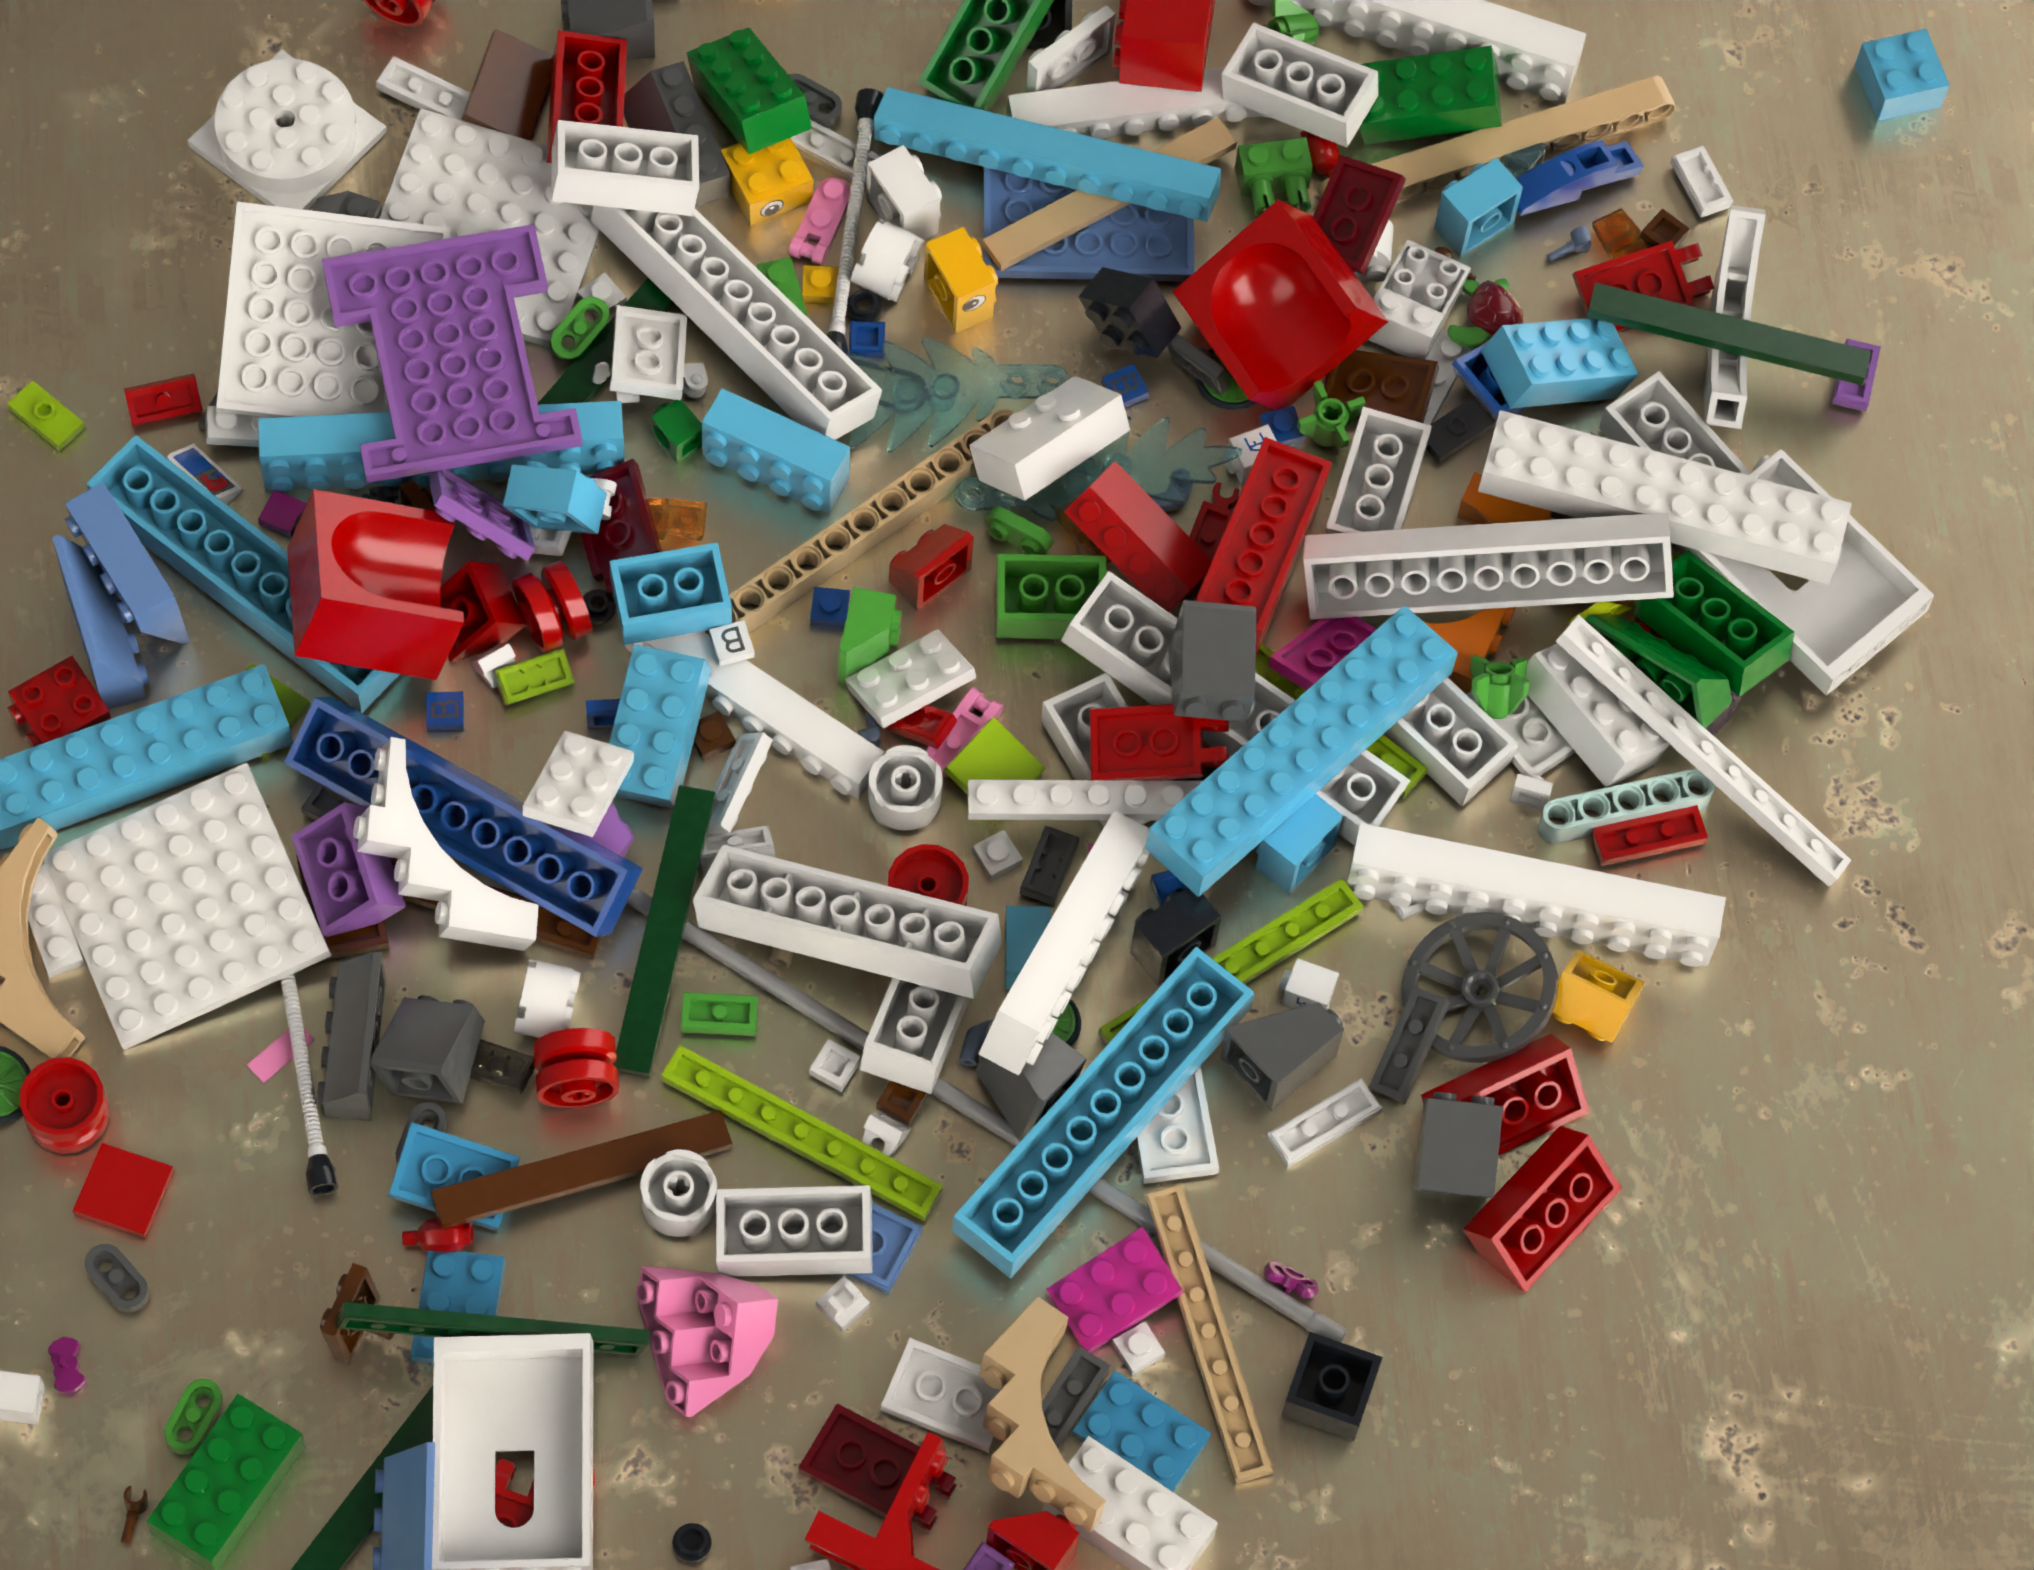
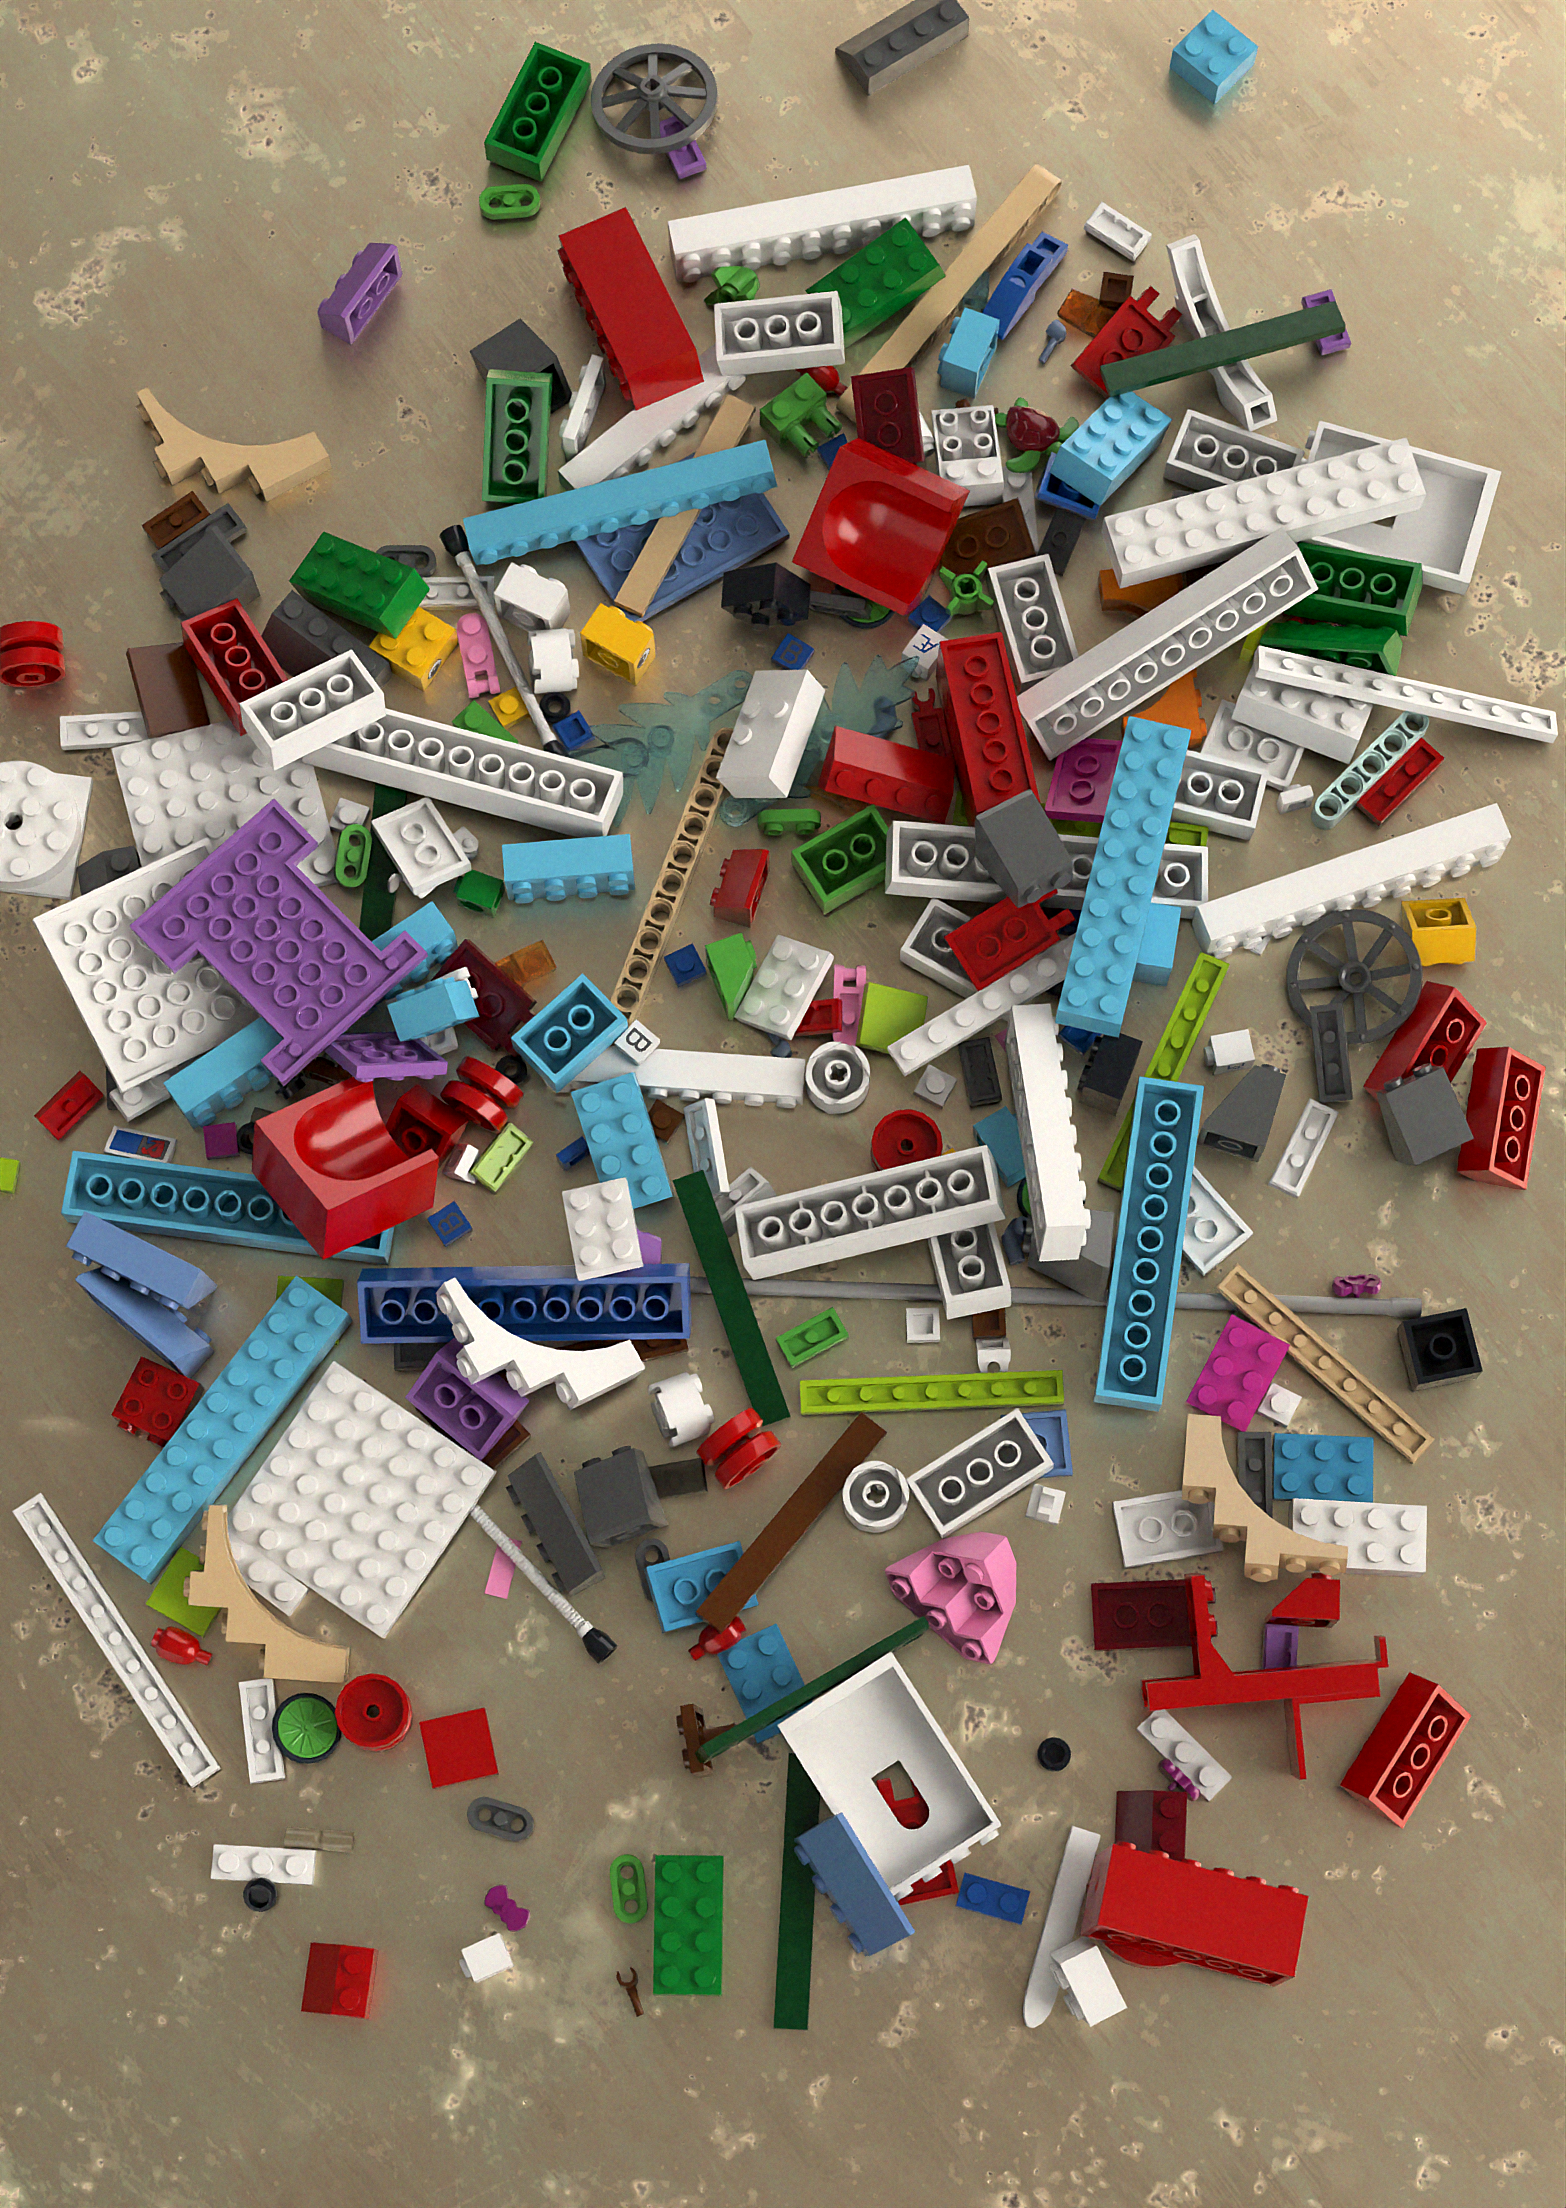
camera: 25 degrees left, 10 degrees up
(1499, 685) = (1226, 732): bright green brick -> none

